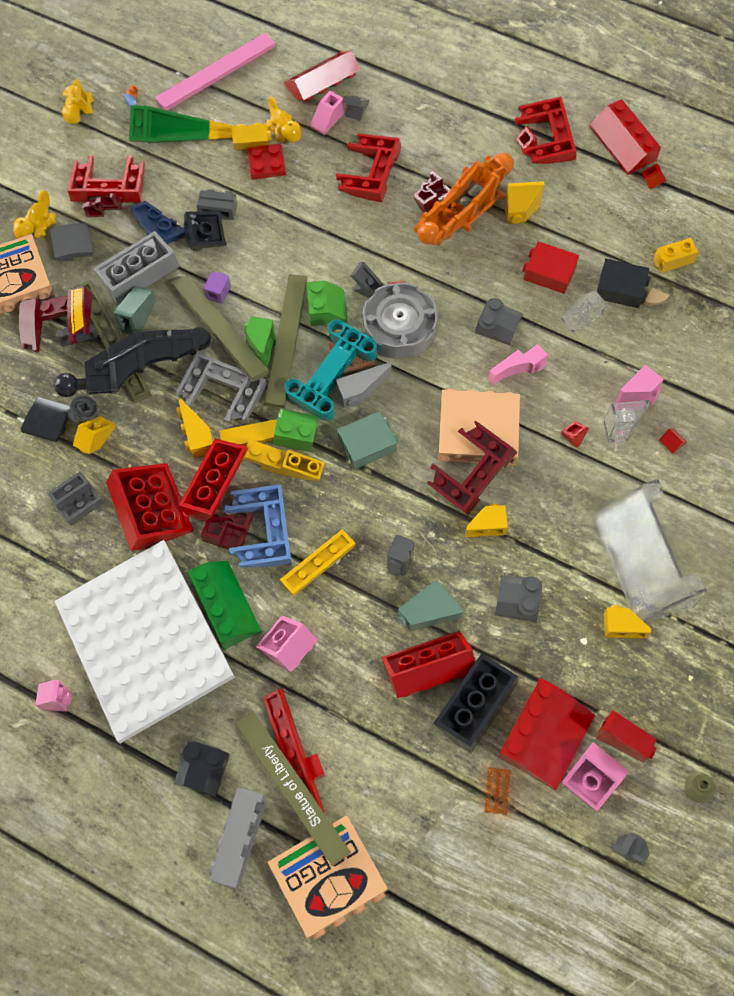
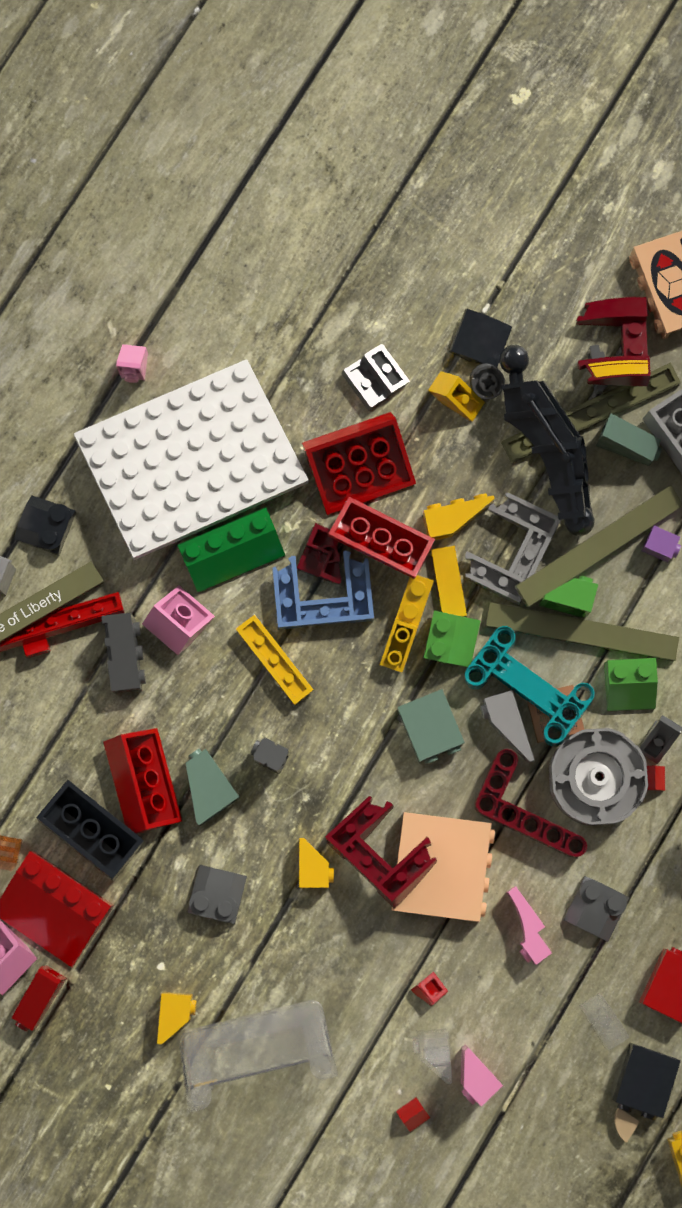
camera: 90 degrees right, 15 degrees up
(317, 686) = (124, 653): none -> dark grey wedge
(434, 373) = (521, 815): none -> dark red beam

